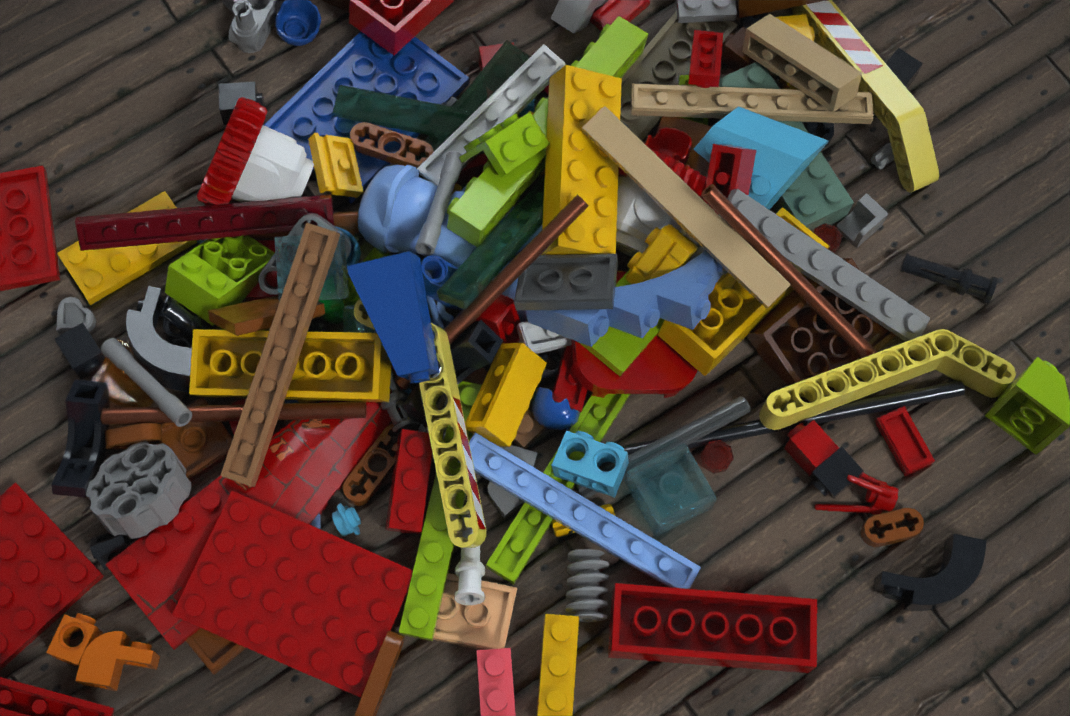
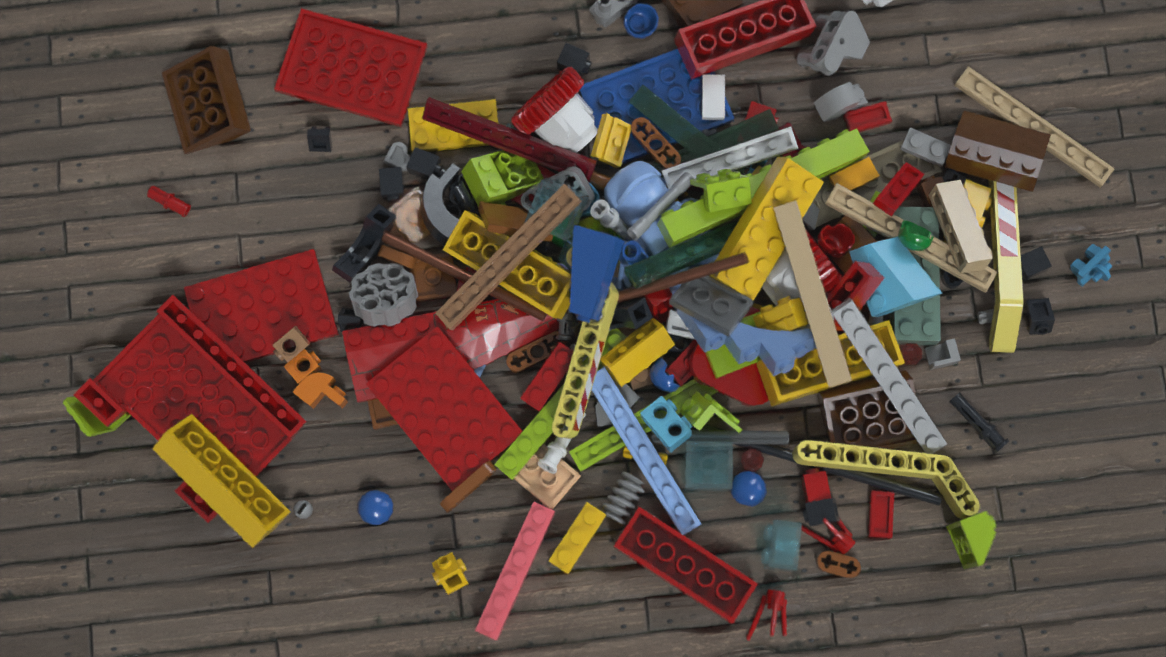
camera: 35 degrees right, 10 degrees up
(41, 602) = (299, 339): none -> medium nougat brick
(110, 307) = (424, 164): none -> black brick
(167, 402) = (426, 250): light grey piece -> none
(346, 520) = (499, 378): medium azure plate -> none
(371, 243) = (609, 218): none -> white pin
(431, 64) = (713, 97): none -> white tile
(625, 421) = (701, 408): none -> lime bracket
(647, 69) = (855, 175): none -> light orange tile
(734, 493) = (748, 488): none -> blue hair
(758, 96) = (914, 236): none -> green hair
(788, 271) = (859, 370): copper piece -> none
(816, 538) = (782, 546): none -> clear light blue brick
(848, 614) = (775, 601): none -> red plant
(944, 127) = (1040, 316): none -> black bracket
(959, 569) = (863, 614): black arch -> none
(967, 44) = (1096, 268): none -> dark azure hips

